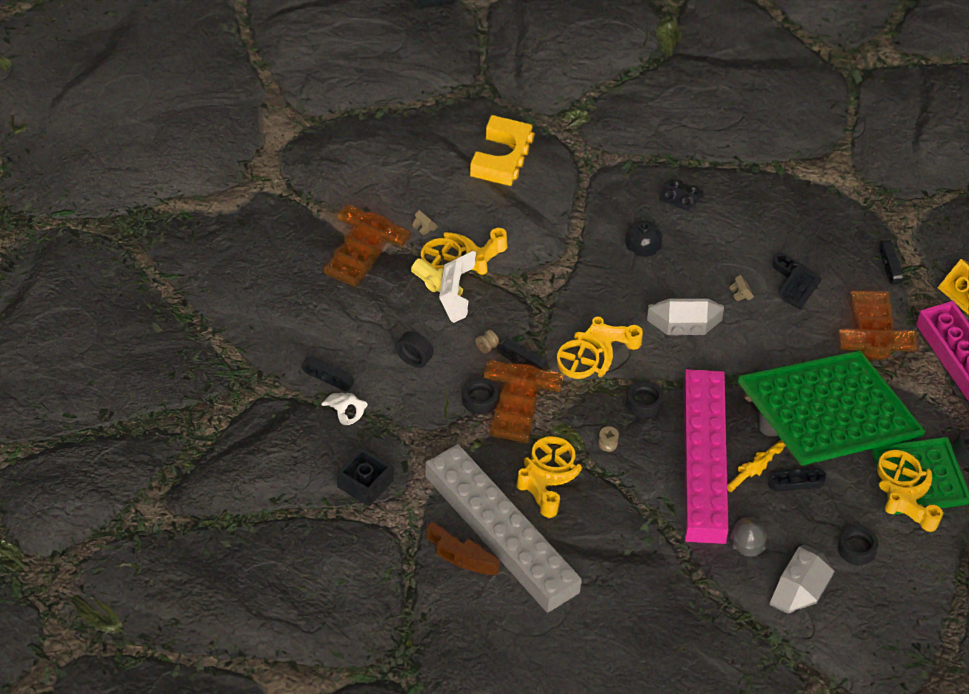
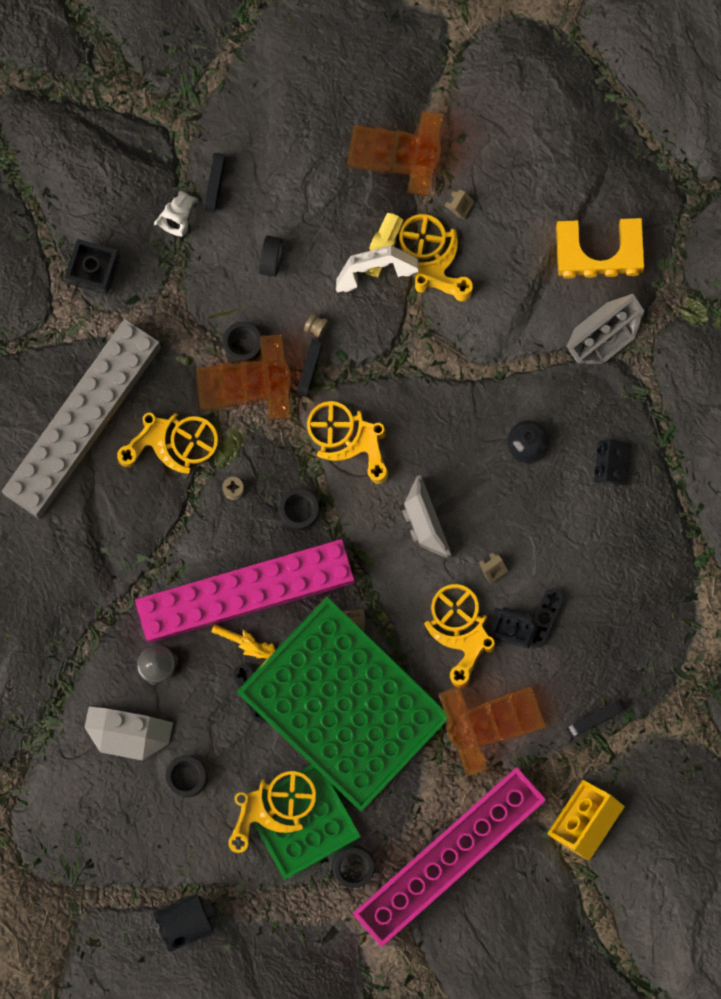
camera: 80 degrees right, 30 degrees up
(464, 555) = (37, 398): reddish brown slope -> none
(570, 161) = (606, 331): none -> light grey wedge
(802, 318) = (471, 643): none -> yellow piece

